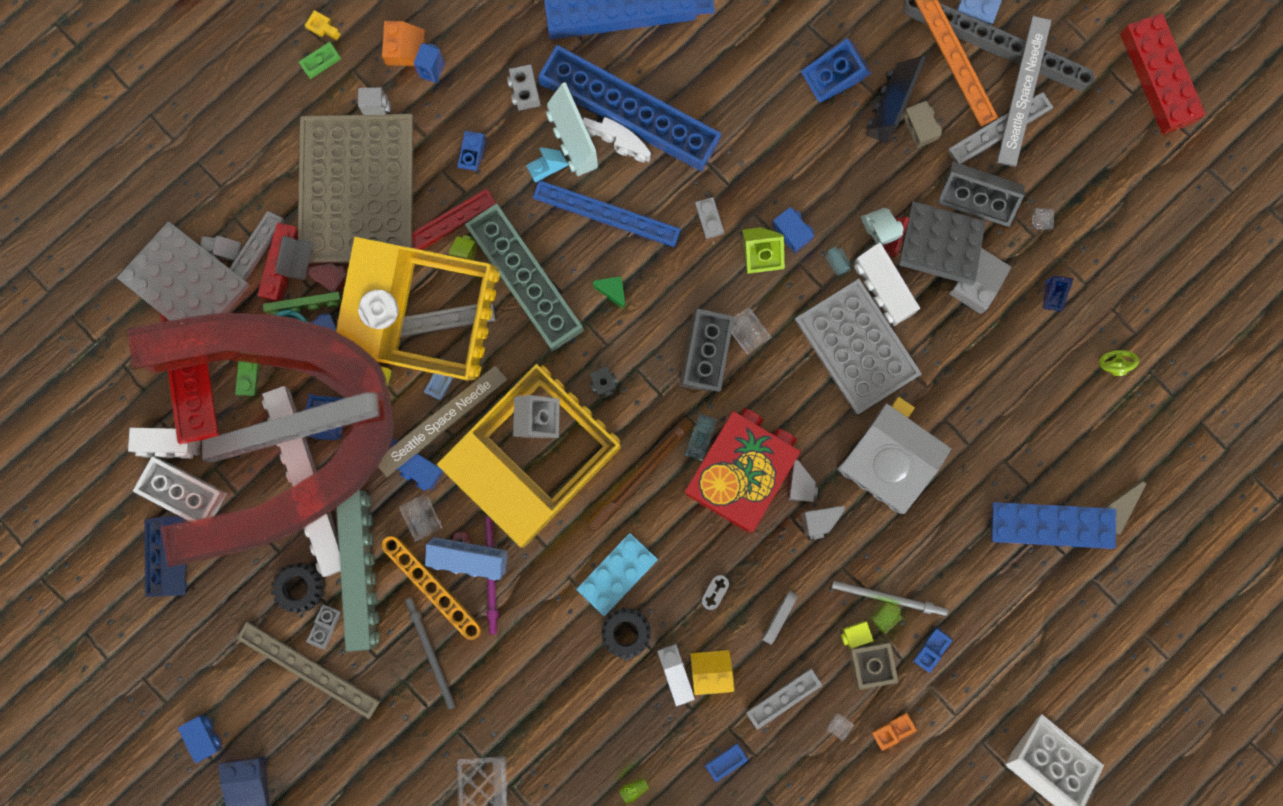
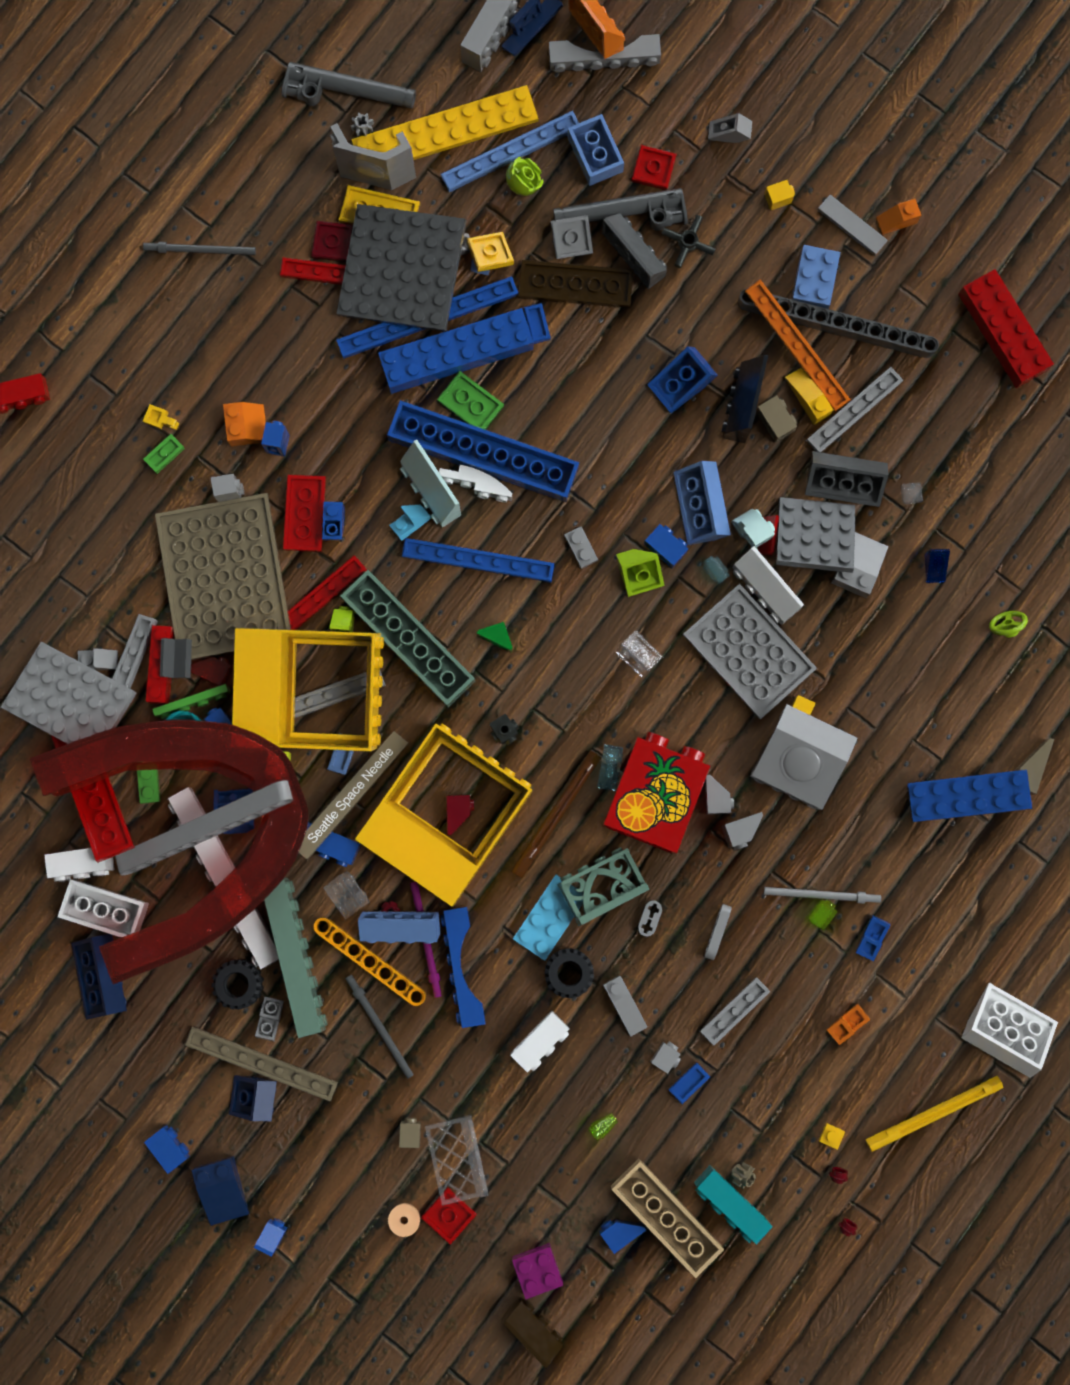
camera: 10 degrees left, 0 degrees up
(293, 703) = (252, 1098): none -> dark blue slope
(378, 309) = (271, 696): white tile -> none
(441, 764) = (410, 1133): none -> dark tan brick
(445, 139) = (304, 513): none -> red plate
(522, 650) = (470, 1008): none -> blue arch
(526, 87) = (376, 446): light grey brick -> none
(536, 417) = (445, 776): light grey slope -> none
(544, 455) = (458, 811): none -> dark red slope
(585, 696) = (540, 1042): none -> white brick
(625, 59) = (470, 402): none -> bright green tile
(699, 560) = (629, 890): none -> sand green fence
(706, 350) = (600, 681): dark grey slope -> none
(708, 732) = (666, 1057): none -> light grey brick
(712, 672) = (660, 997): yellow slope -> none
(835, 193) = (702, 502): none -> medium blue slope
(839, 726) = (794, 1028): clear plate -> none
(856, 635) = (795, 936): neon yellow brick -> none
(873, 665) = (816, 963): dark tan brick -> none
(958, 108) = (809, 396): none -> yellow slope
(1024, 91) = (871, 370): light grey tile -> none

